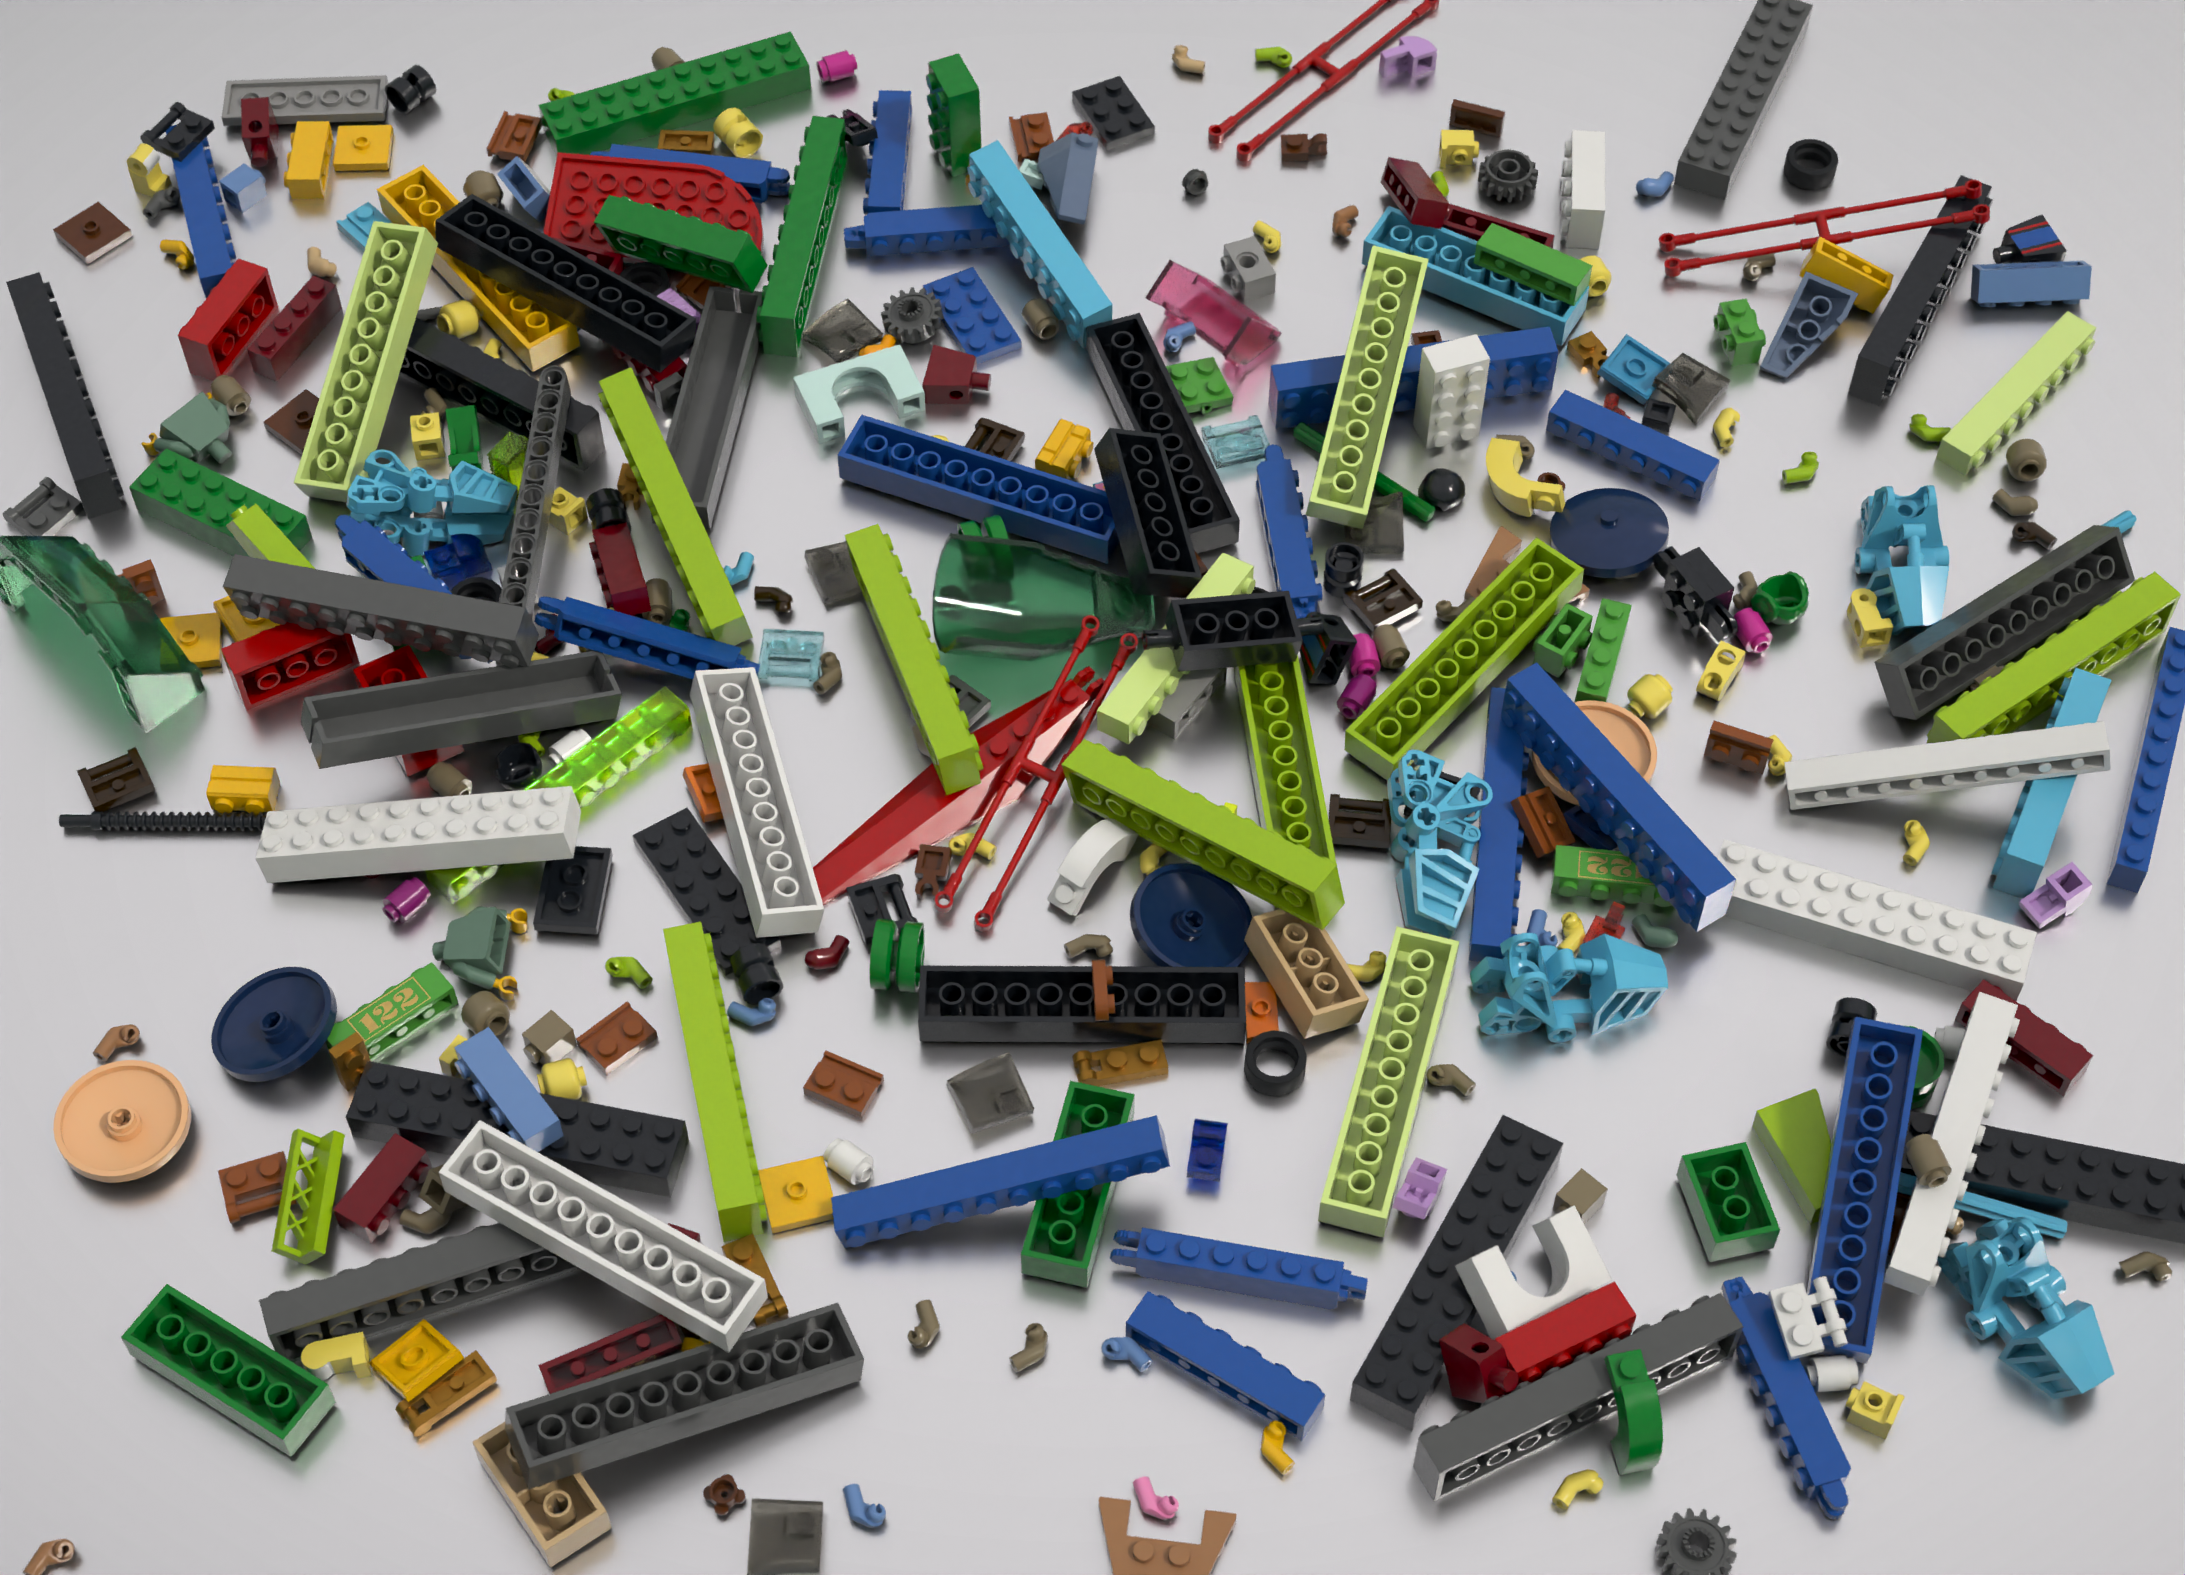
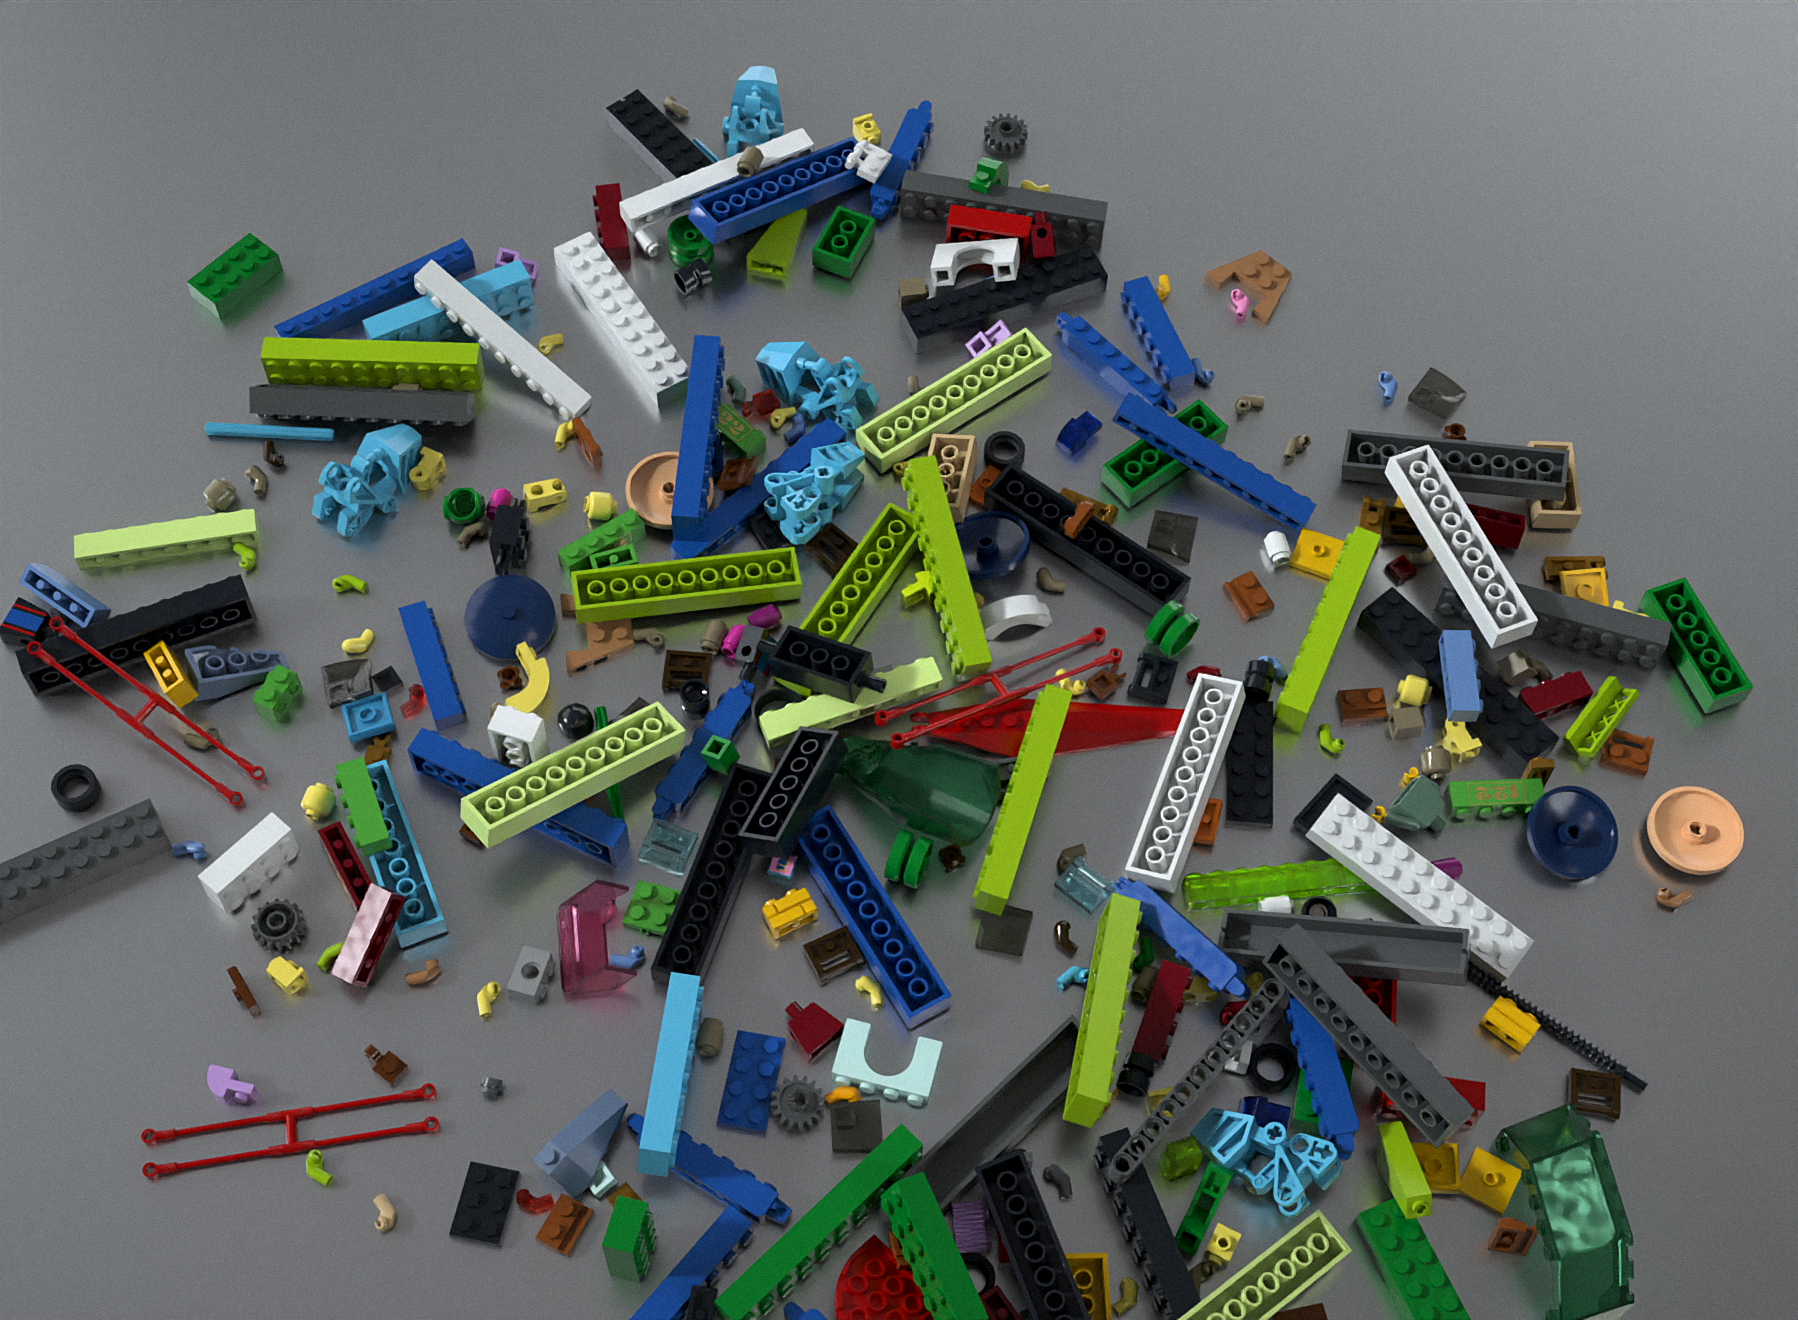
camera: 145 degrees left, 5 degrees up
(1258, 516) = (720, 754): none -> green brick

